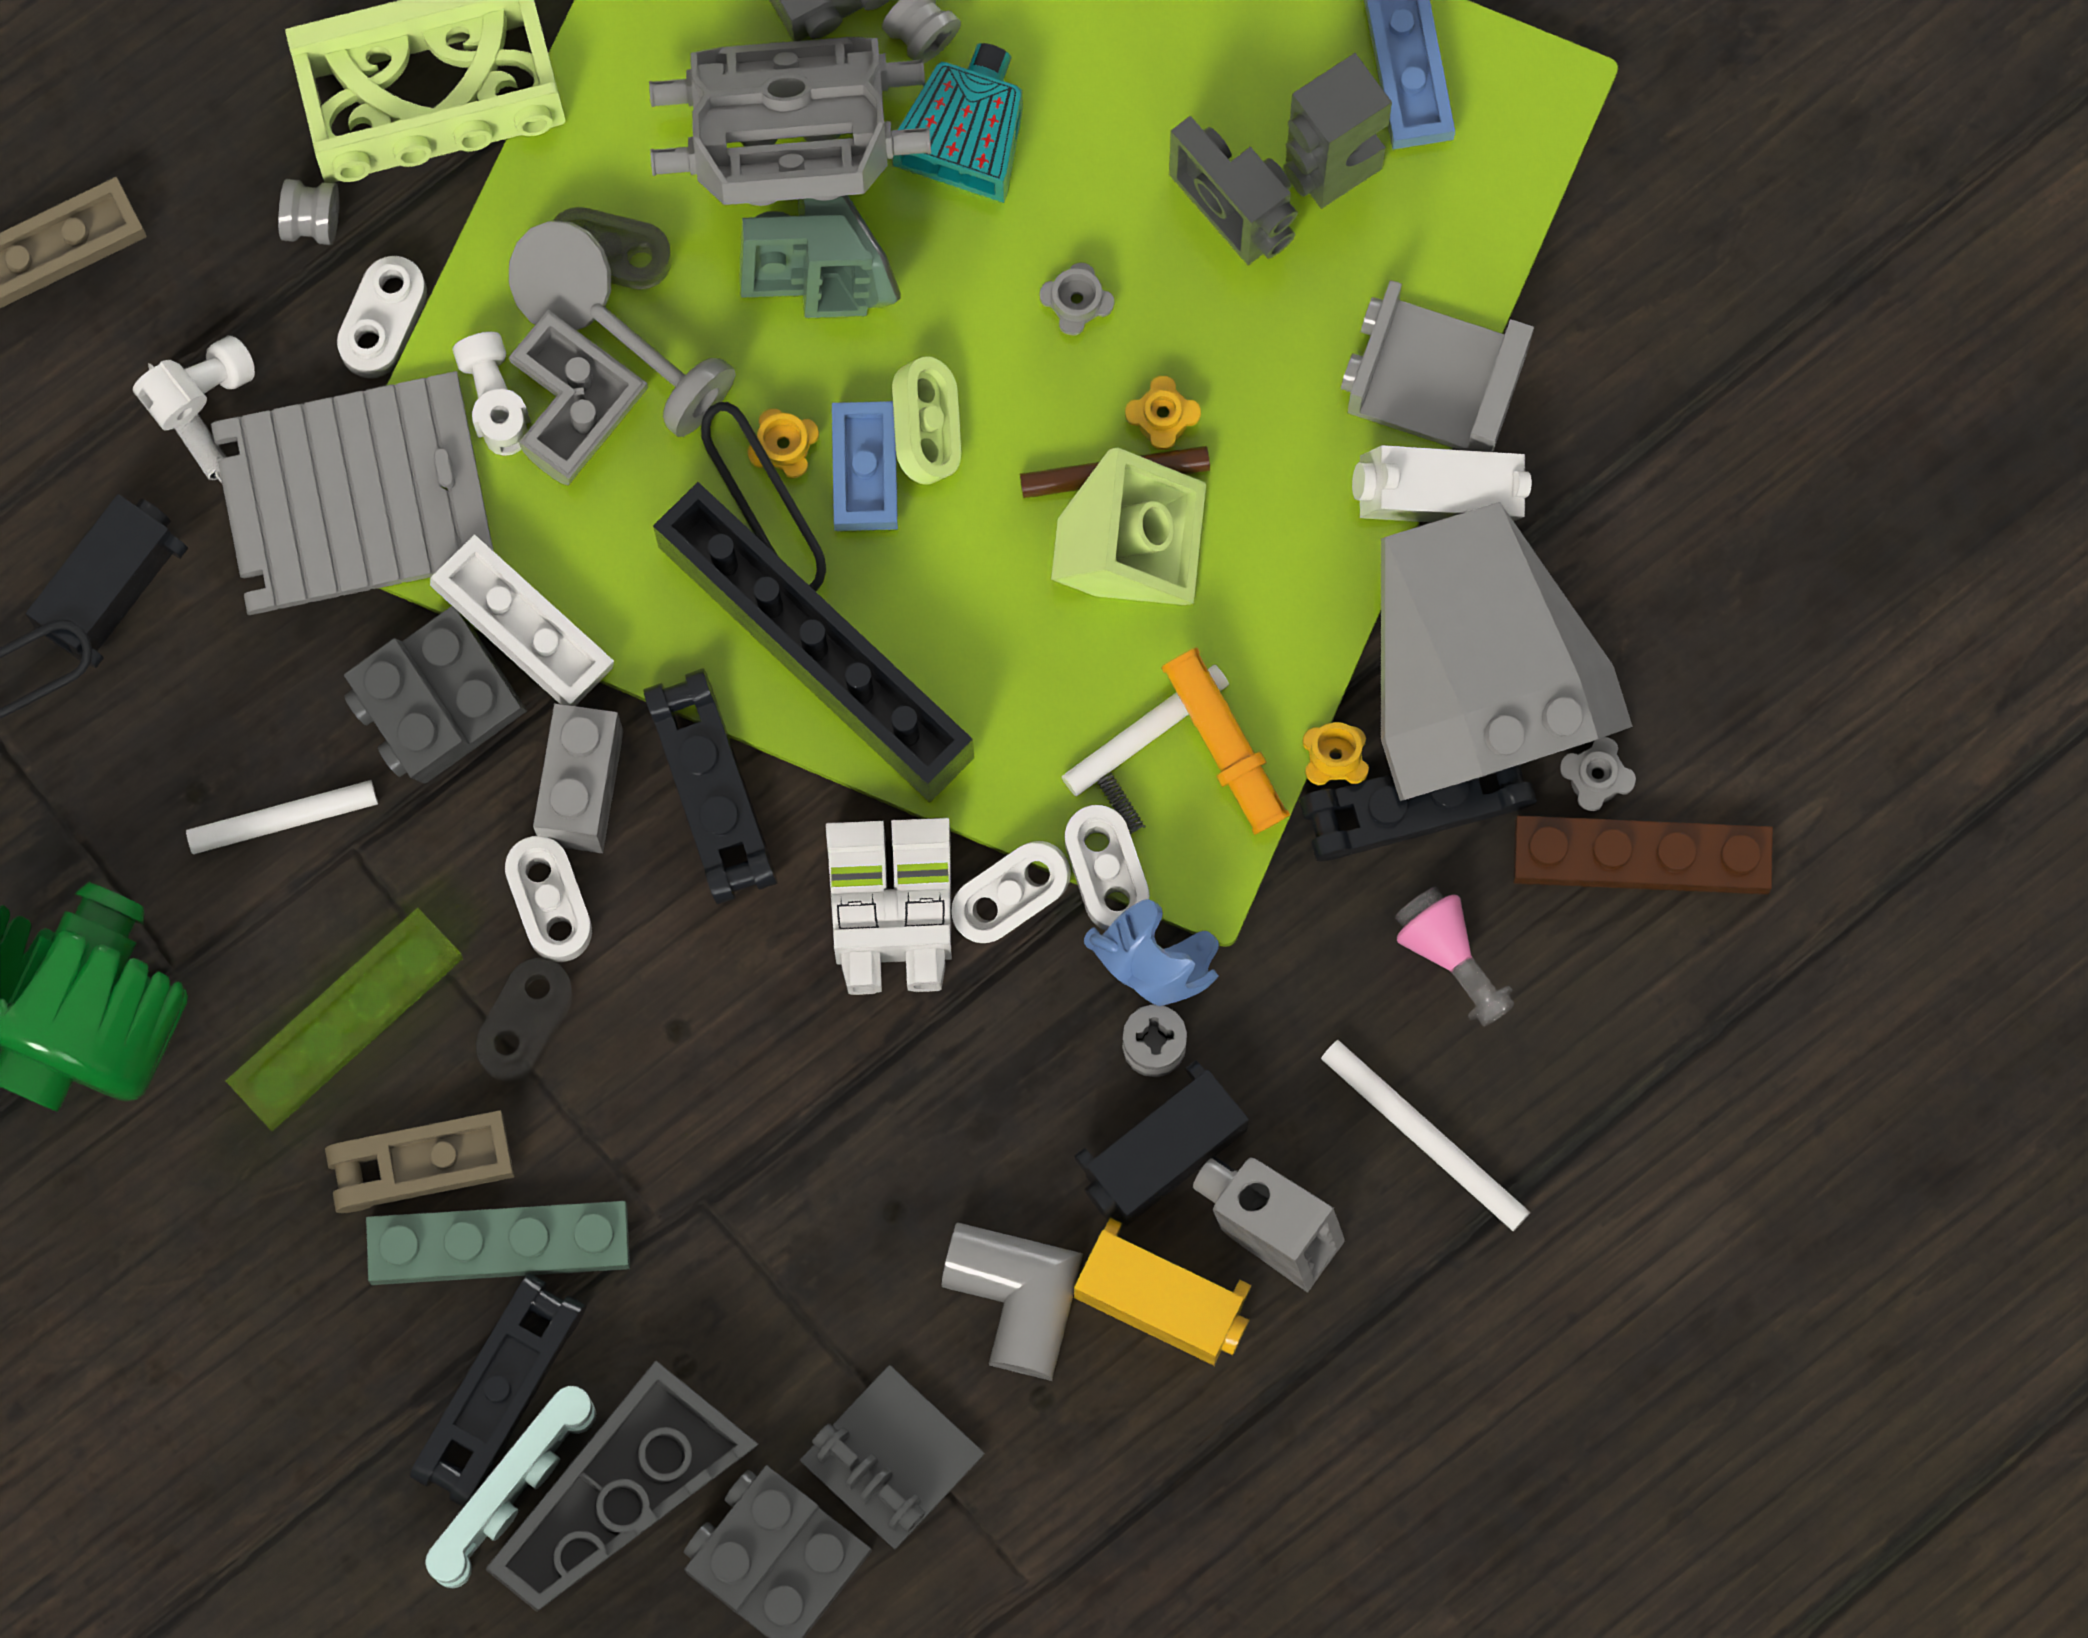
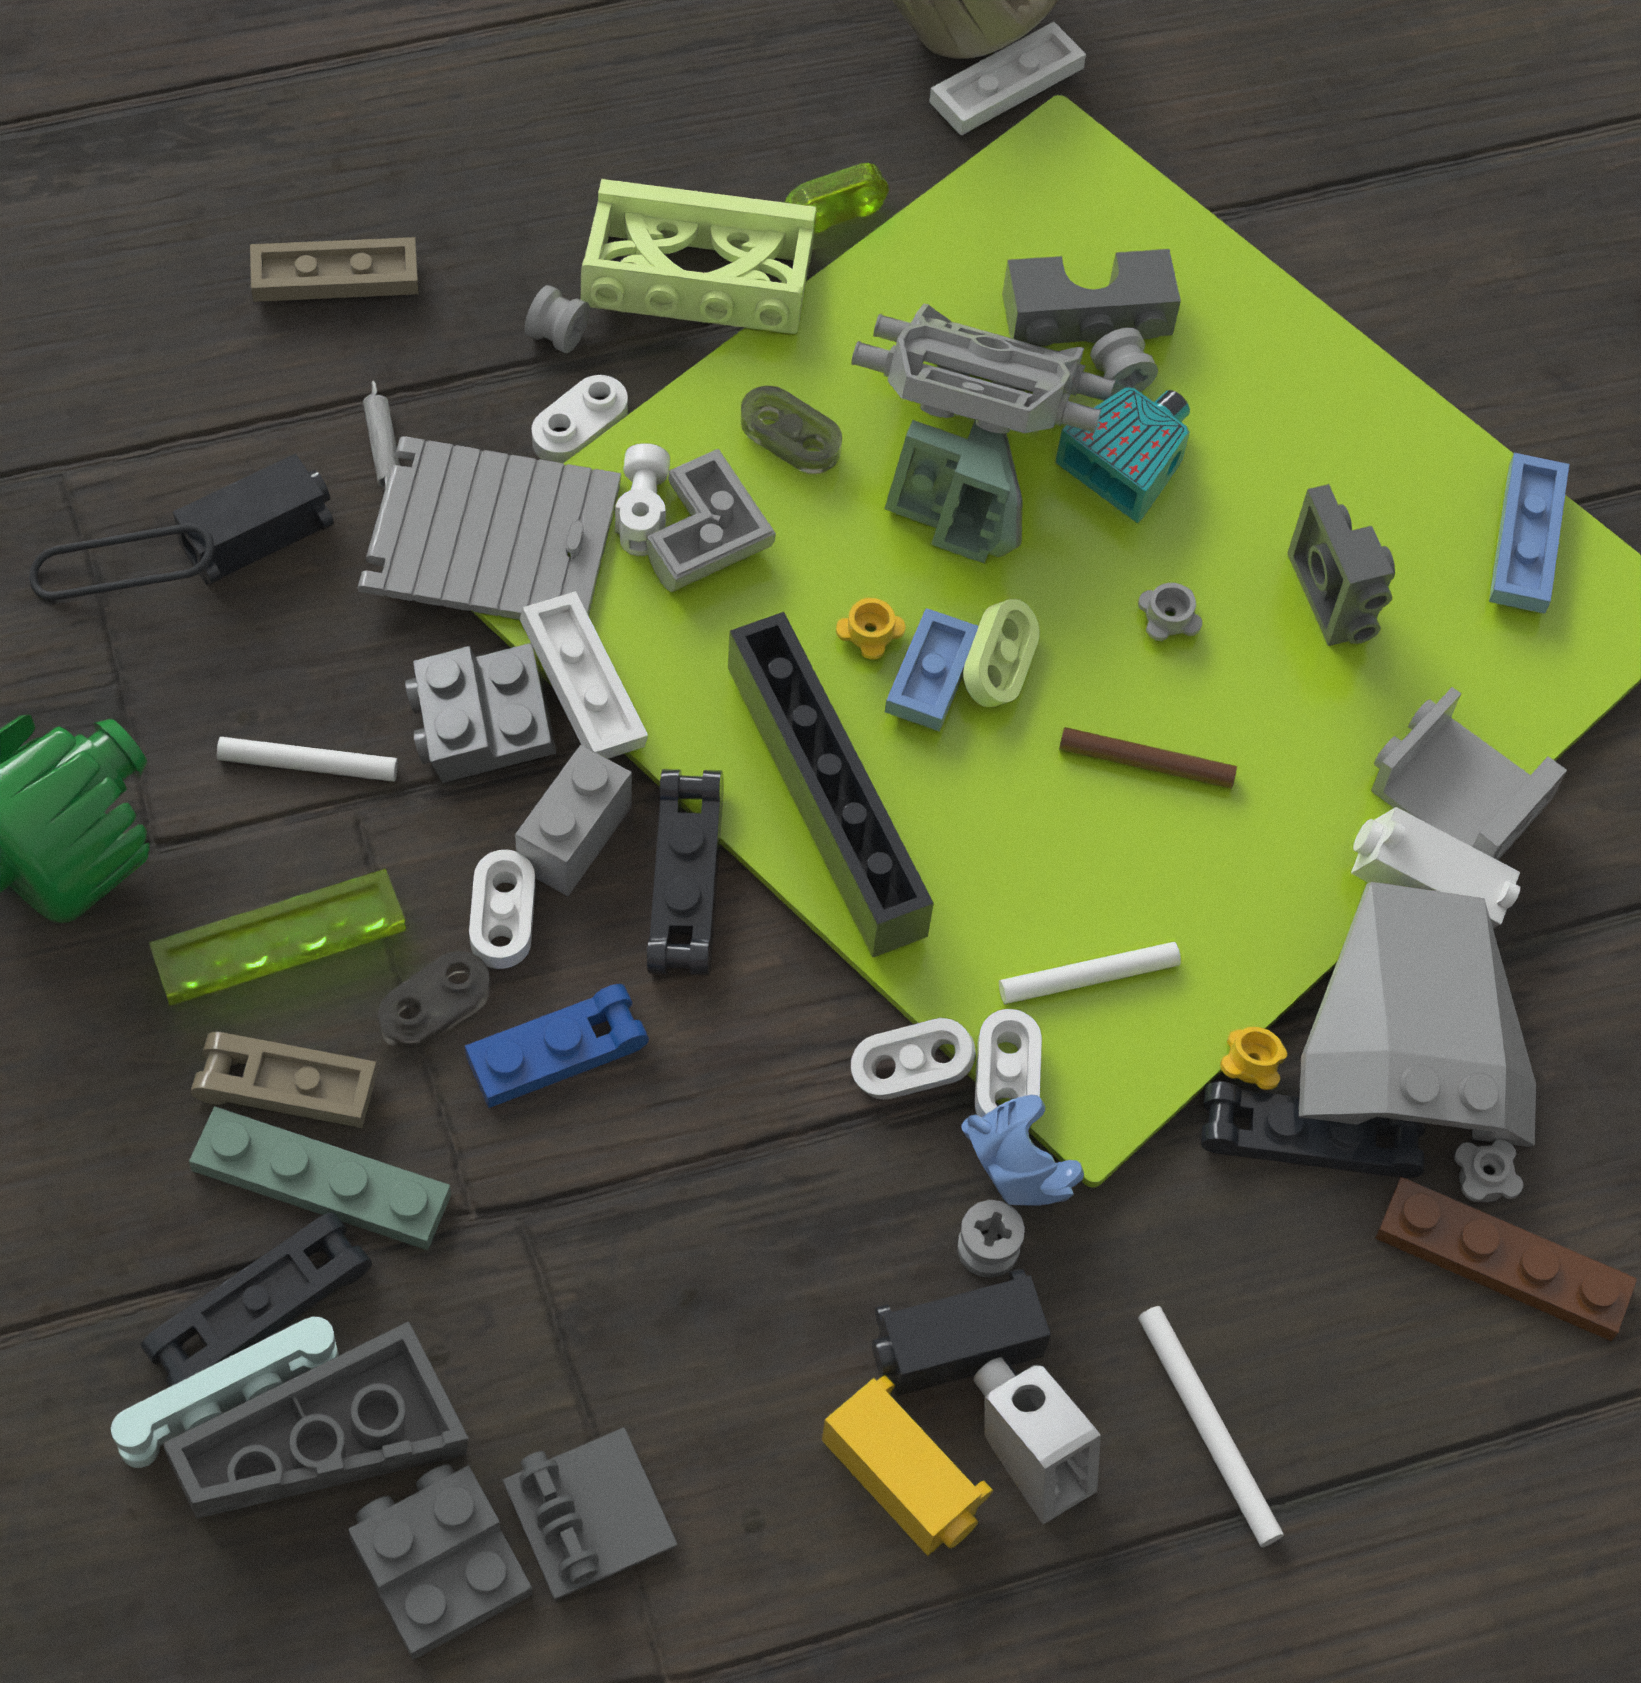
camera: 15 degrees right, 15 degrees down
(177, 393) = (382, 403): white leg -> none
(569, 274) = (748, 431): light grey piece -> none
(661, 1018) = (555, 1046): none -> blue plate
(773, 475) = (851, 644): black piece -> none
(894, 923) = (796, 1048): white hips -> none
(1032, 1282) = (785, 1406): light grey brick -> none
(1105, 784) = (1042, 1000): dark grey leg -> none
(1132, 532) = (1143, 804): yellowish green slope -> none
(1162, 431) = (1207, 740): yellow plate -> none
(1226, 741) = (1163, 1027): light orange pin -> none
(1335, 131) = (1438, 561): dark grey arch -> none
(1438, 932) = (1290, 1247): piece -> none

